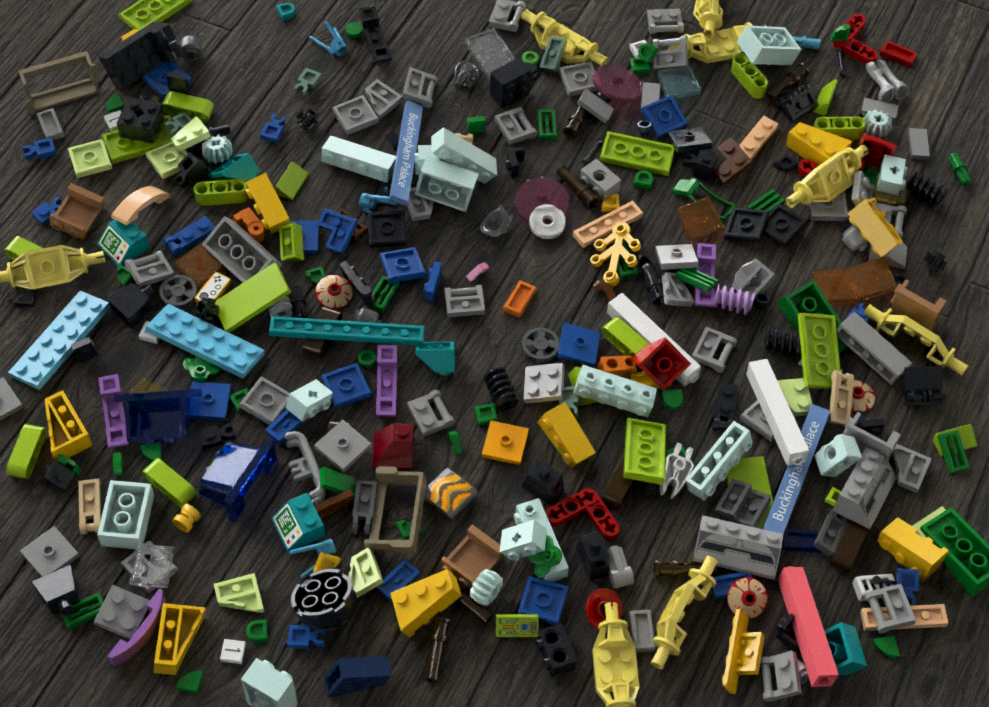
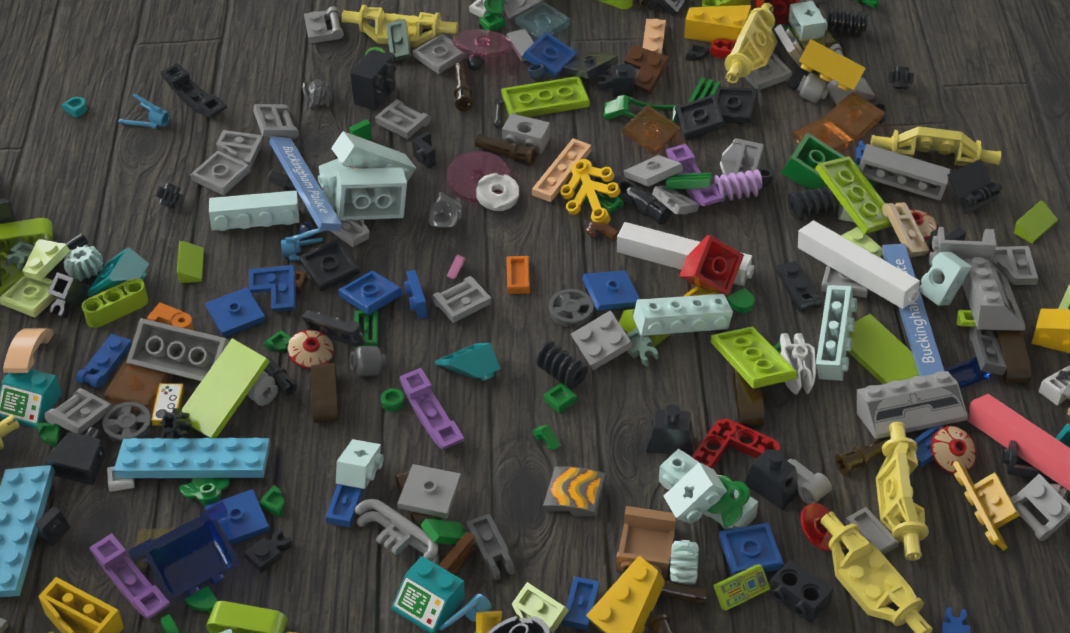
camera: 25 degrees left, 10 degrees down
(234, 473) = (322, 577): clear blue windscreen -> none
(265, 401) = (306, 488): light grey plate -> none
(267, 203) = (181, 289): yellow wedge -> none
(274, 130) = (137, 221): blue plate -> none
(291, 242) = (230, 318): lime slope -> none
(308, 79) = (145, 160): sand green plate -> none
(346, 330) = (354, 377): teal tile -> none
(347, 385) = (390, 431): blue plate -> none
(353, 30) = (165, 97): green tile -> none
(391, 476) = (504, 499): dark tan piece -> none
(394, 447) = (484, 471): dark red slope -> none
(405, 528) = (555, 548): green tile -> none
(424, 415) = (494, 427): light grey plate -> none
(488, 50) = (327, 65): clear tile -> none
(505, 442) = (599, 416): light orange plate -> none
(547, 135) = (430, 107): green tile -> none
(566, 435) = (661, 377): yellow wedge -> none
(595, 106) = (474, 70): light grey tile -> none
(610, 203) = (550, 151): yellow tile -> none
(618, 365) = (668, 288): orange leg -> none
(623, 337) = (655, 265): lime beam -> none
(643, 180) = (568, 118): green tile -> none
(708, 346) = (742, 237): light grey plate -> none
(743, 504) = (884, 364): dark grey slope -> none
(915, 307) = (907, 117): medium nougat panel -> none
(951, 468) = (1043, 232): green tile -> none

